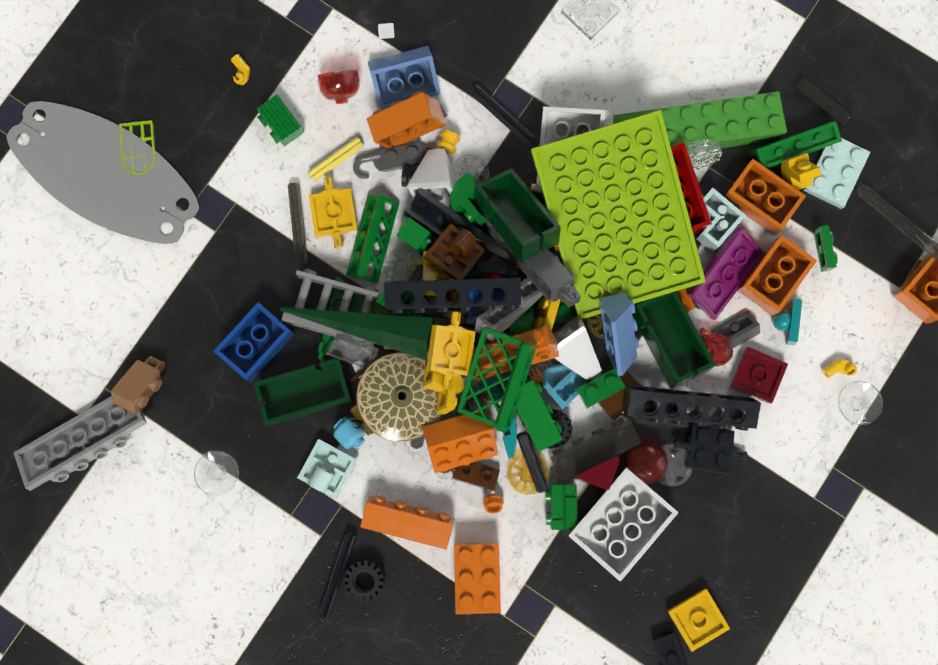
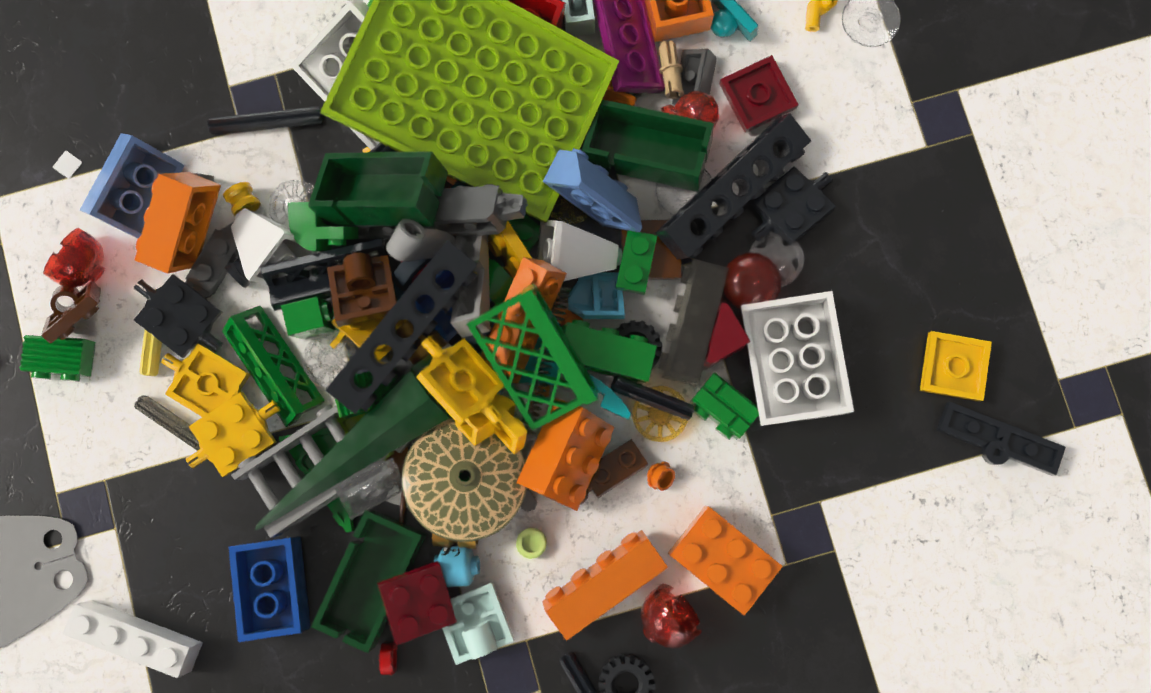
camera: 45 degrees left, 0 degrees up
(168, 293) = (132, 638): none -> white brick
(271, 437) = (388, 658): none -> red tile
(302, 107) = (63, 318): none -> reddish brown plate
(313, 428) = (417, 602): none -> dark red plate
(318, 250) = (232, 433): none -> yellow plate
(356, 165) = (178, 316): none -> black plate
(396, 463) = (531, 543): none -> yellowish green tile
(418, 574) = (668, 619): none -> clear red cylinder
(504, 261) = (415, 243): none -> light grey piece
(728, 313) = (670, 70): none -> tan axle

